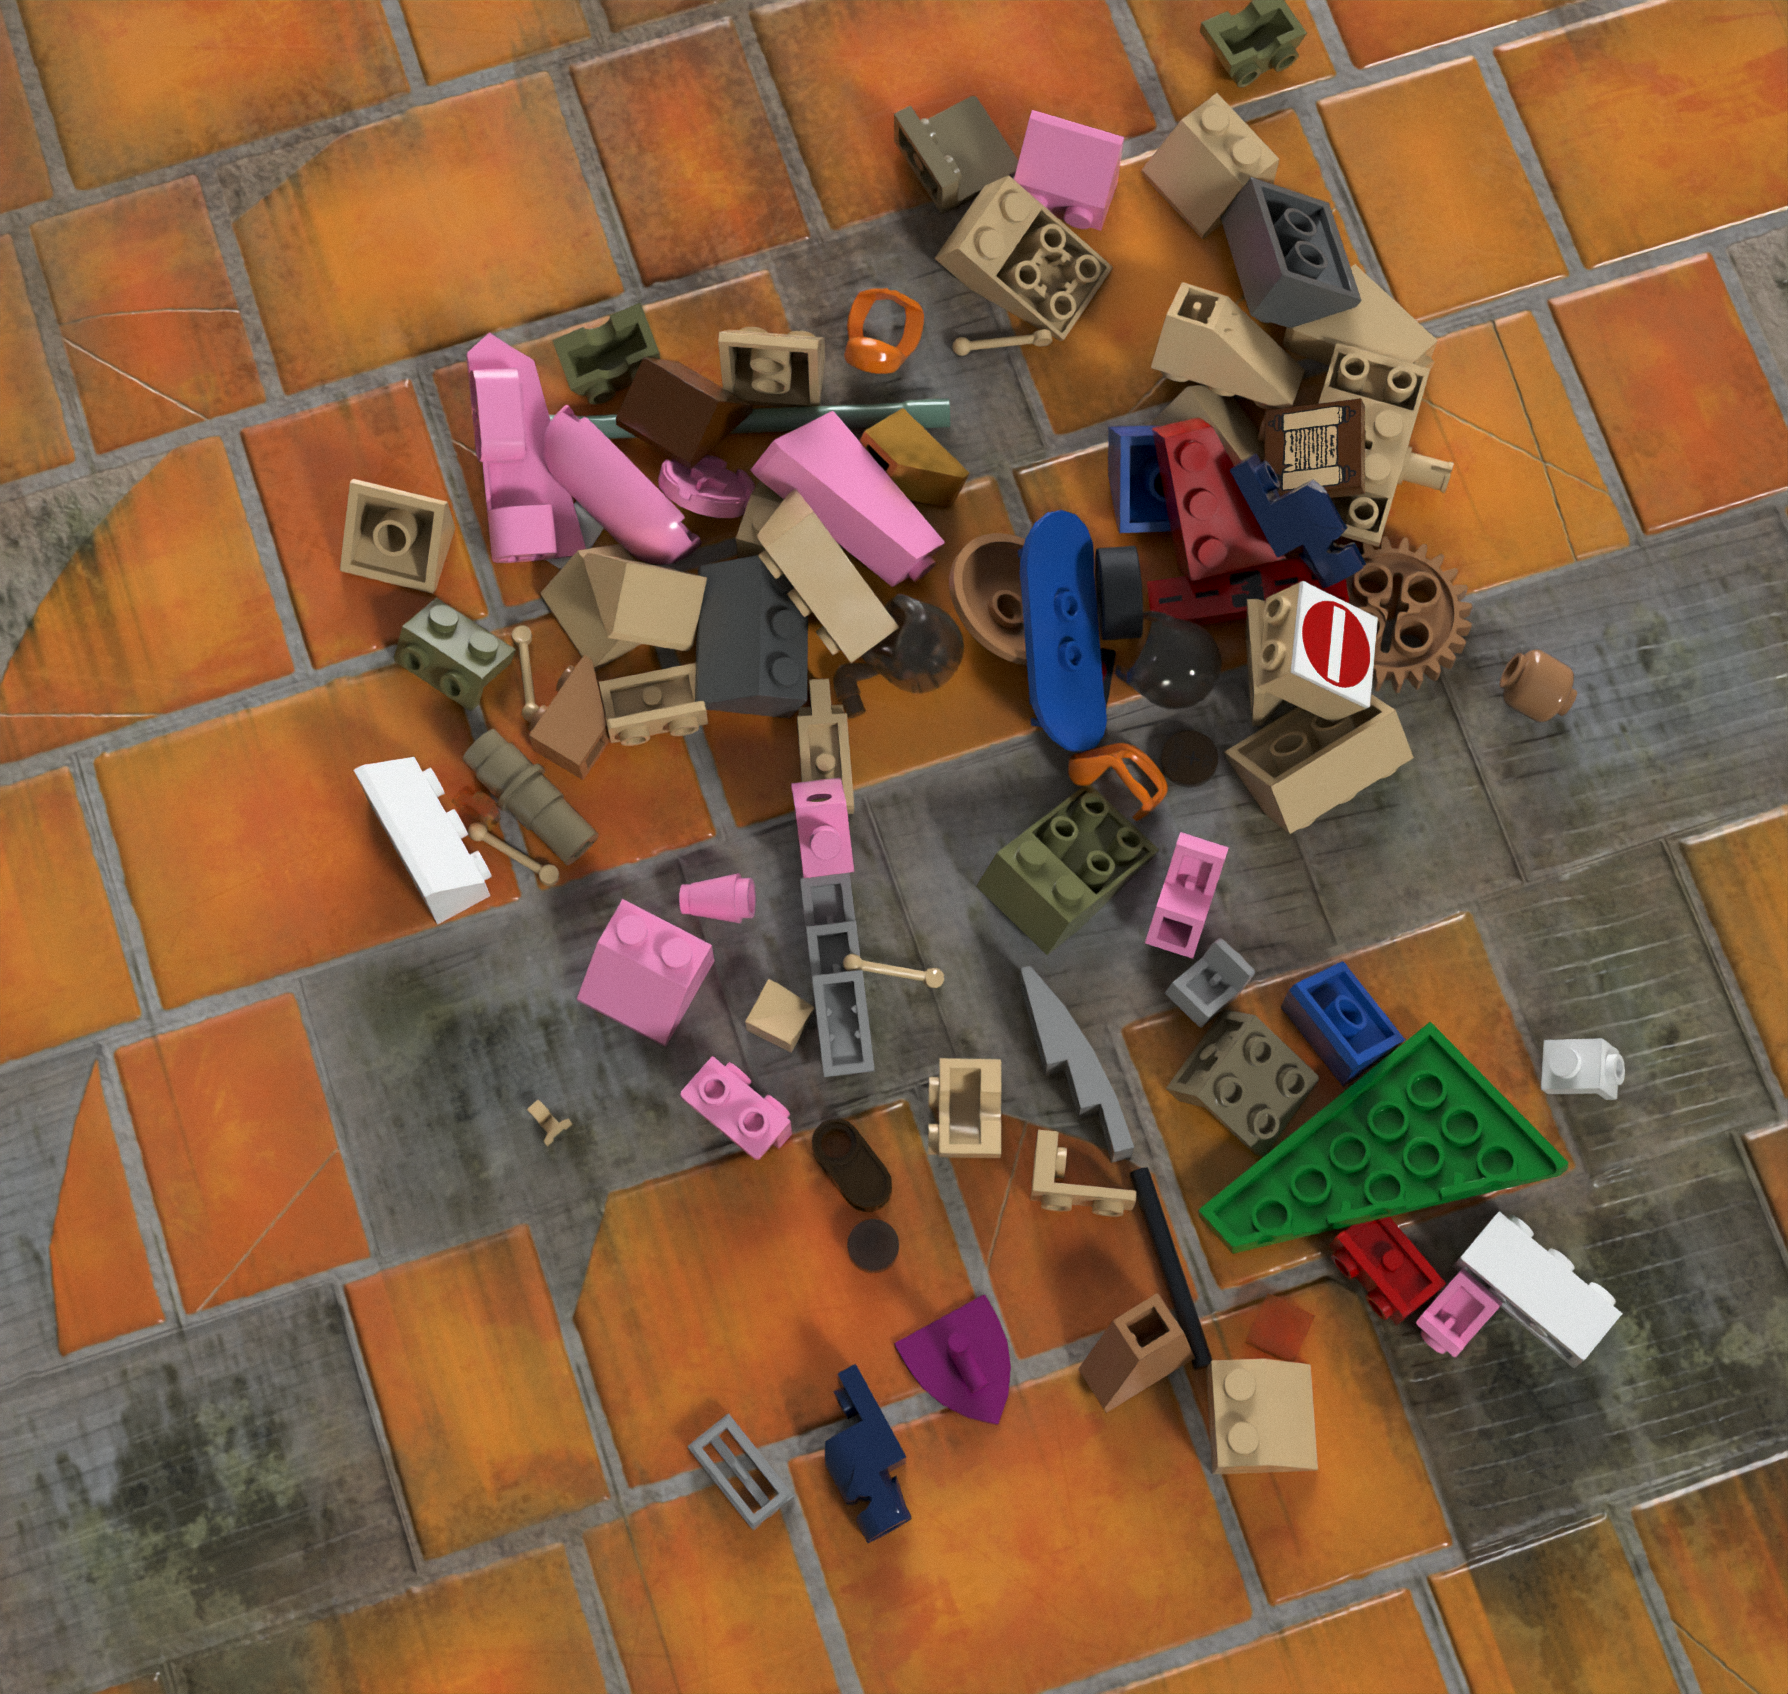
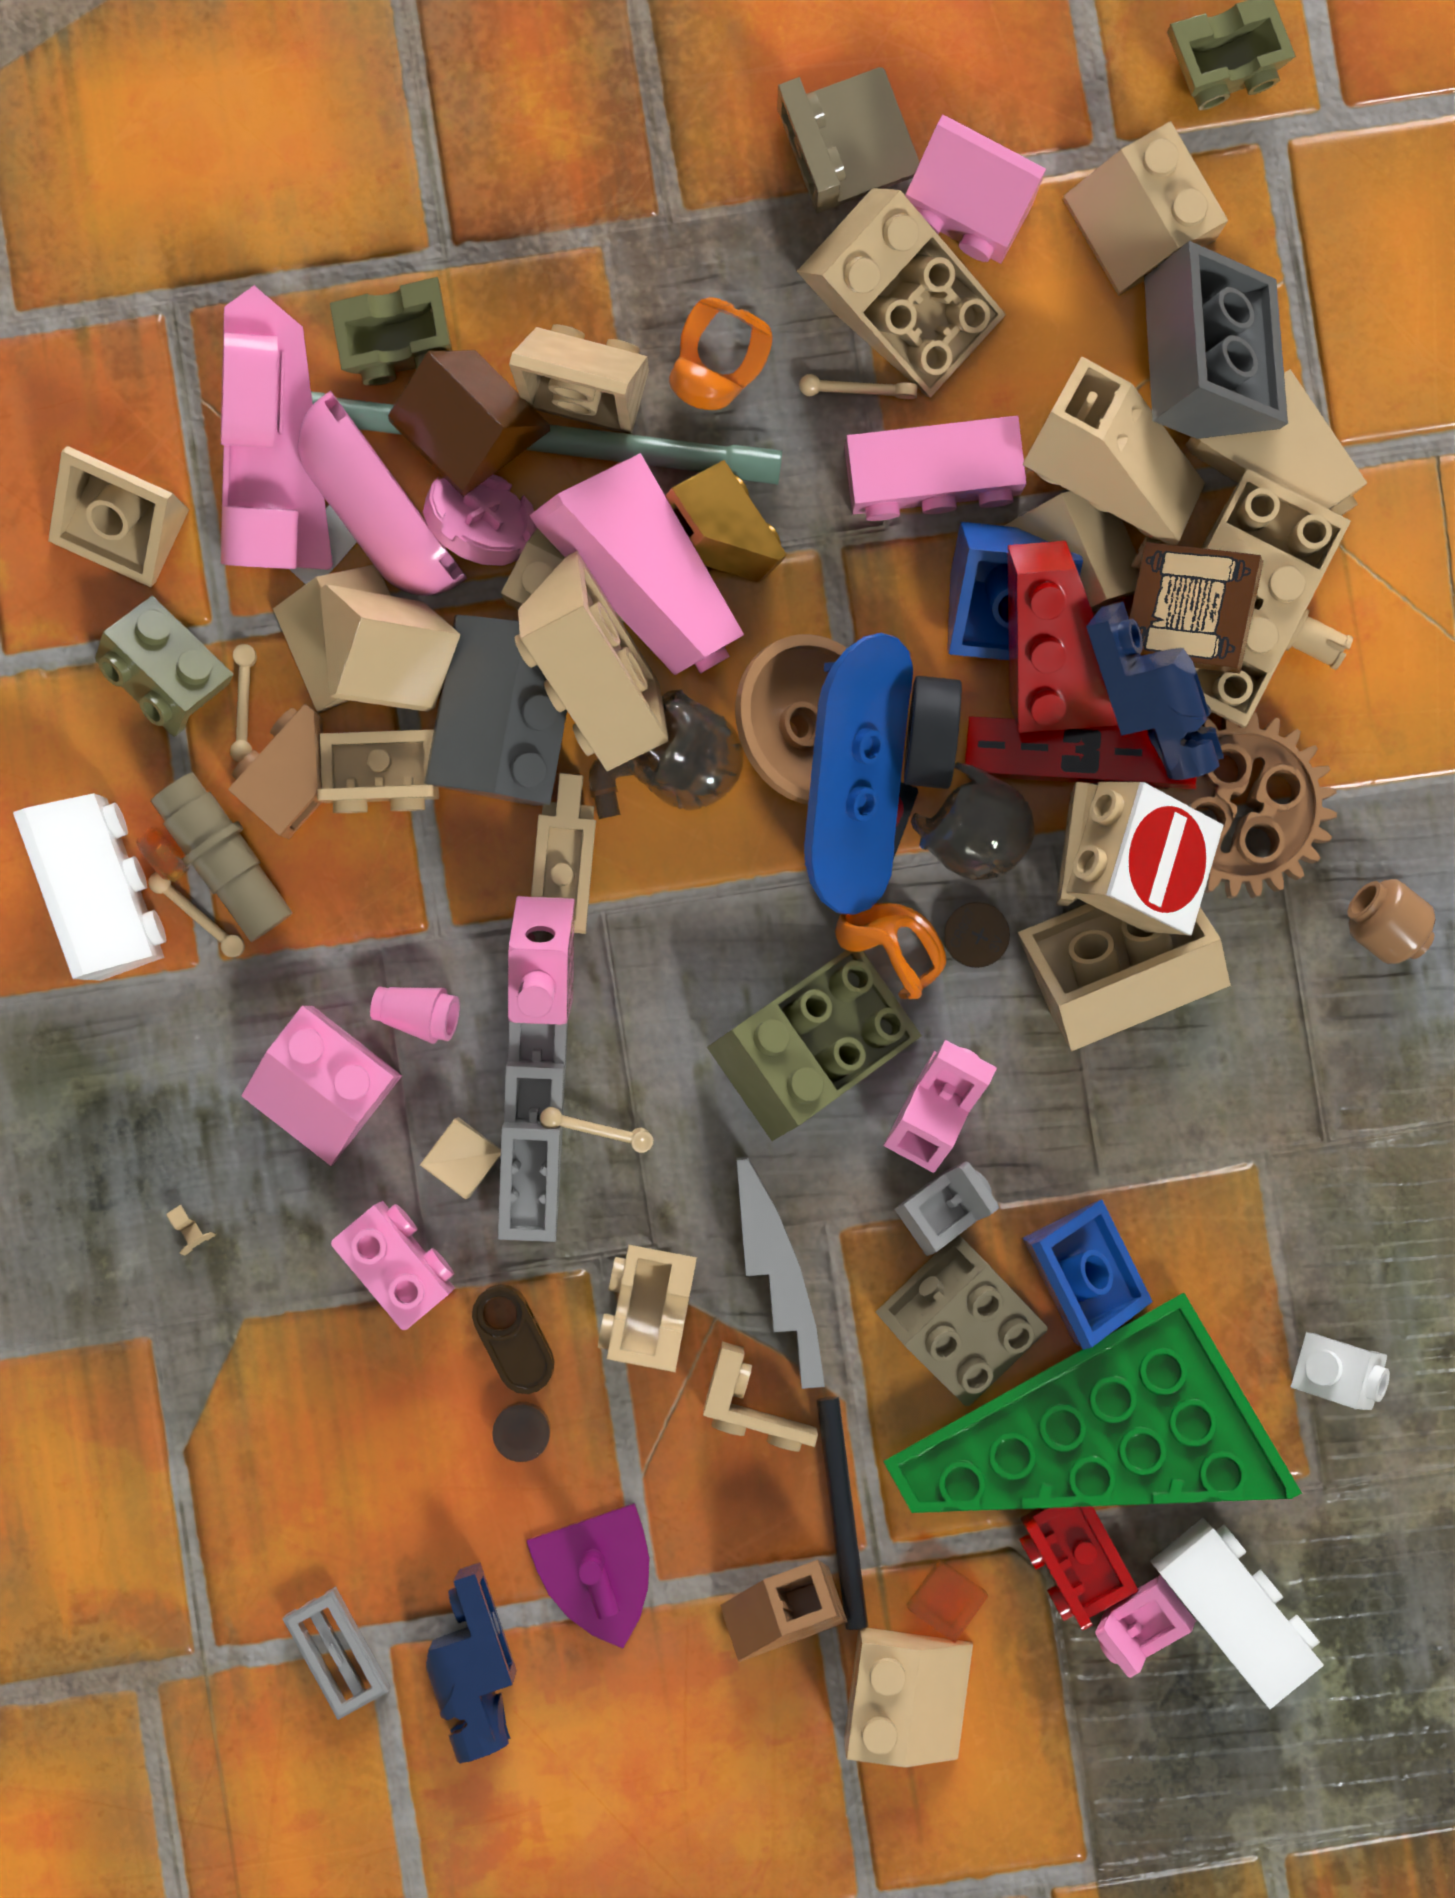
camera: 10 degrees right, 15 degrees up
(1078, 389) = (935, 467): none -> bright pink brick

